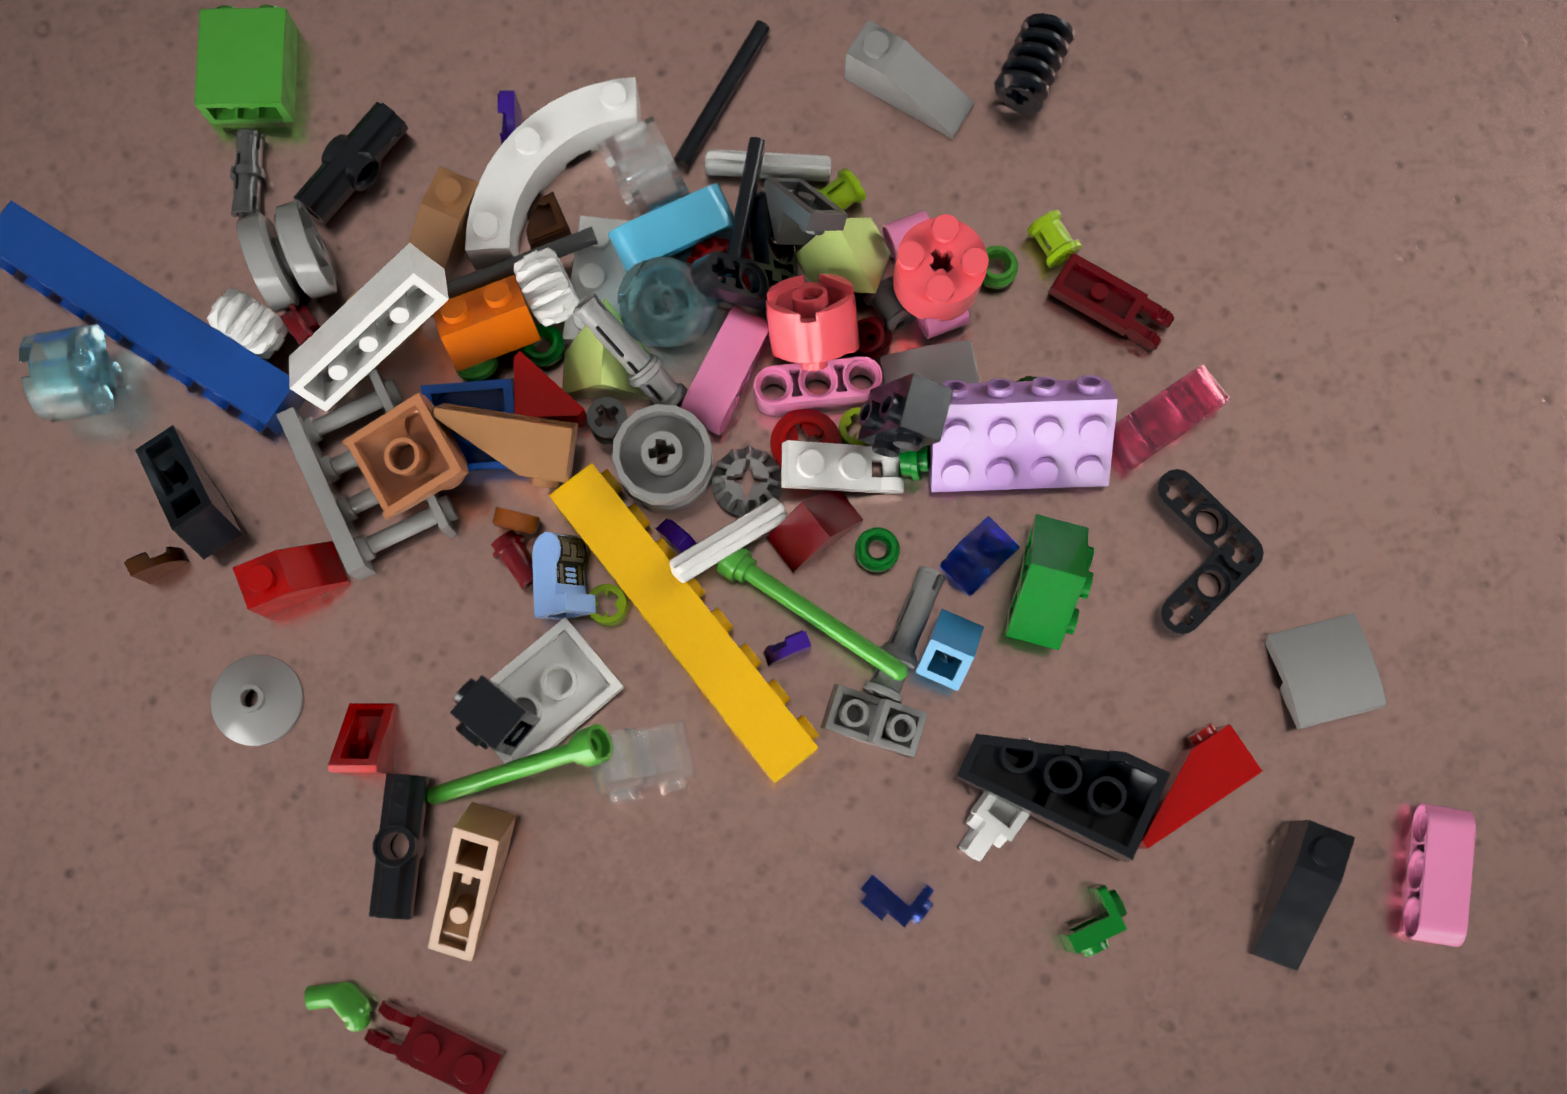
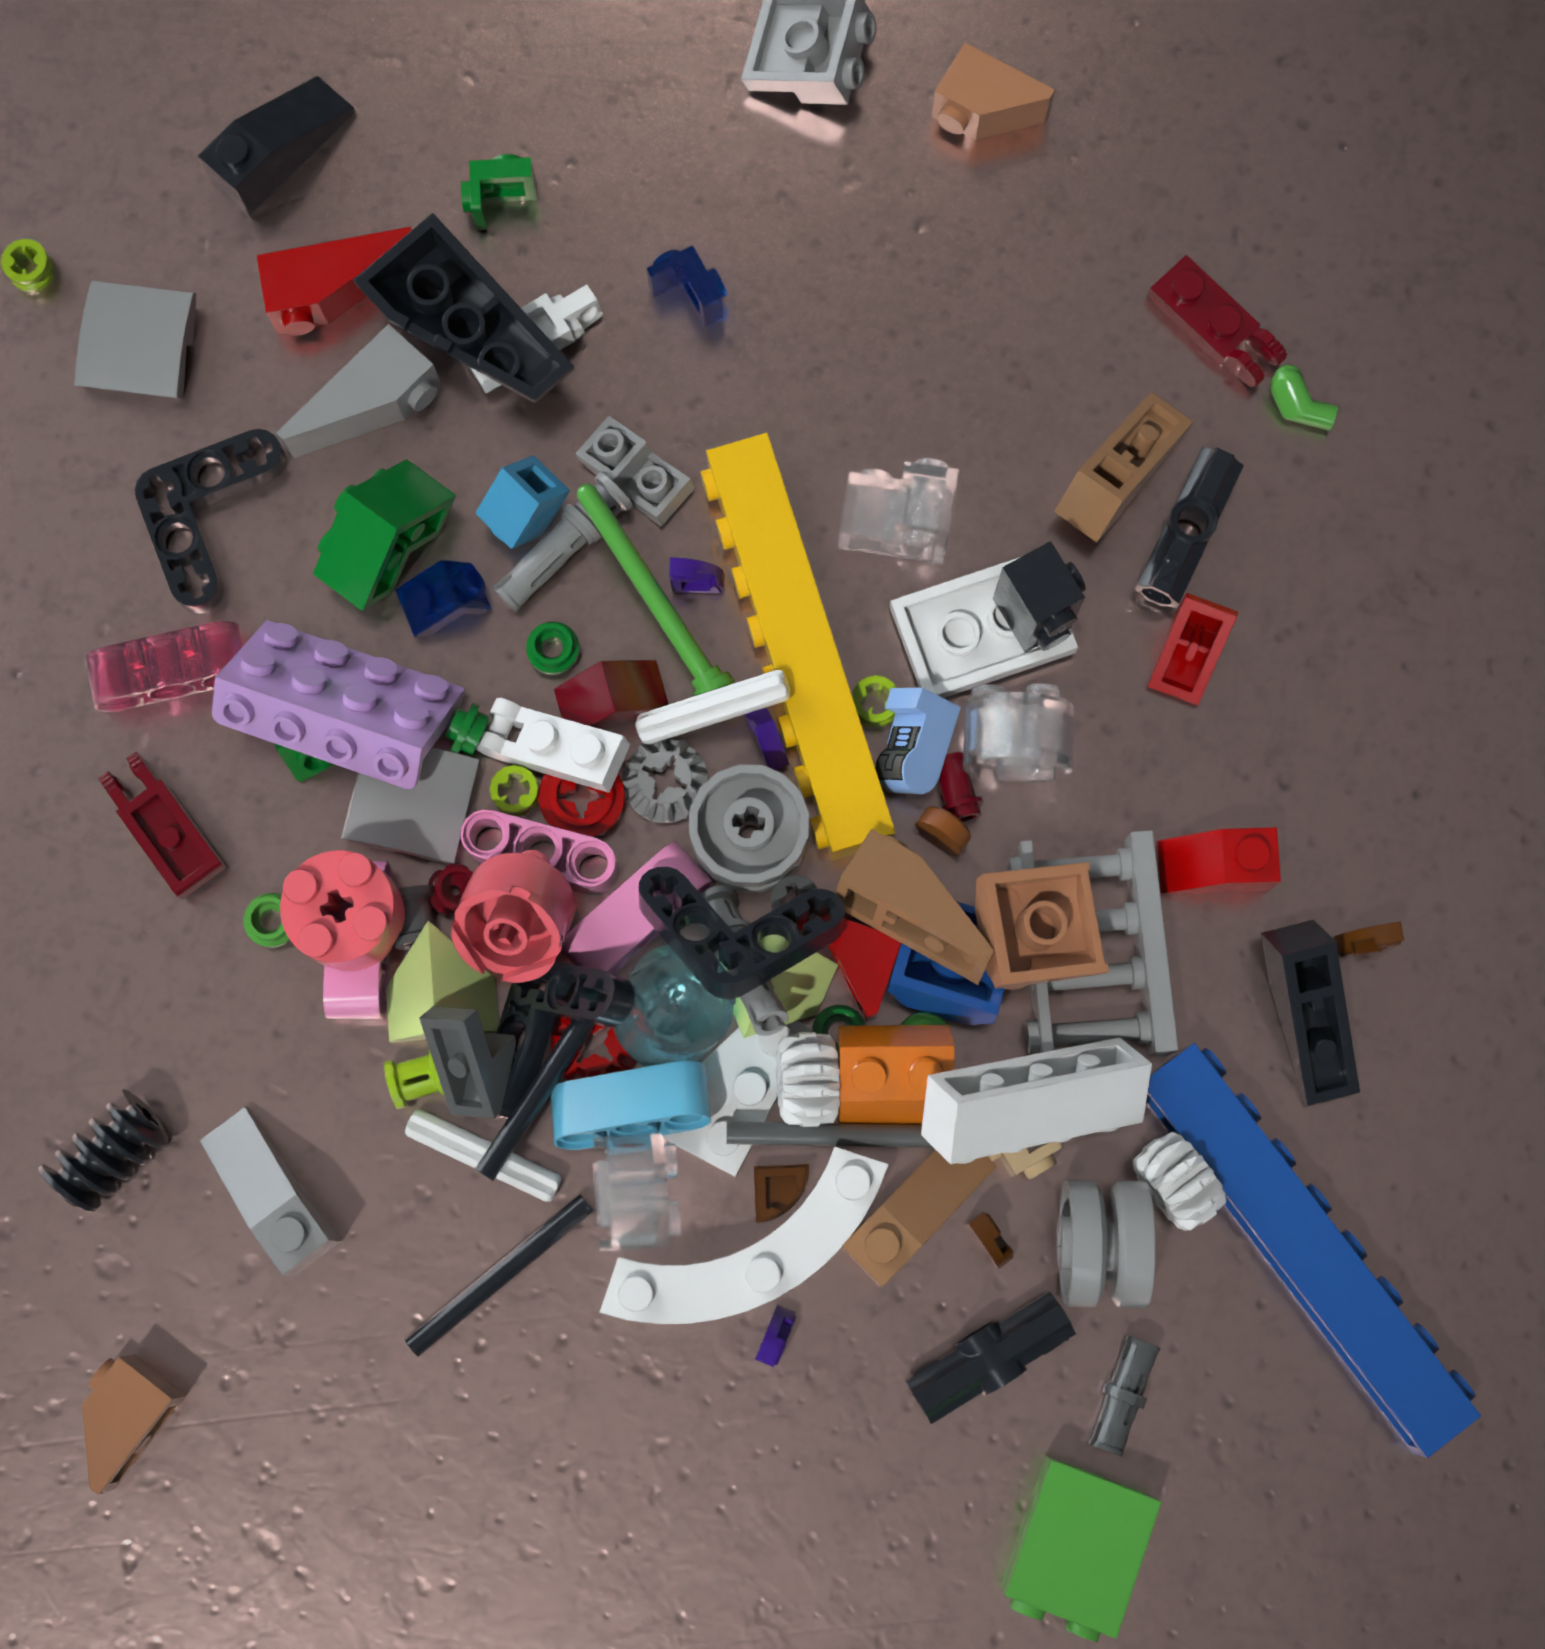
camera: 155 degrees left, 0 degrees up
(69, 373) = (1409, 1197): clear light blue brick -> none
(277, 704) = (1286, 770): light grey dish -> none
(300, 323) = (1115, 1153): dark red plate -> none
(380, 242) = (989, 1239): none -> reddish brown tile
(478, 608) = (1018, 733): none -> clear brick
(587, 747) = (950, 512): bright green piece -> none
(626, 351) = (742, 947): none -> black beam
(904, 415) = (460, 748): black brick -> none
(1053, 238) = (188, 923): lime bush -> none
(1111, 706) = (367, 394): none -> light grey slope
(1439, 875) = (128, 105): bright pink beam -> none
(1456, 692) = (25, 281): none -> lime bush

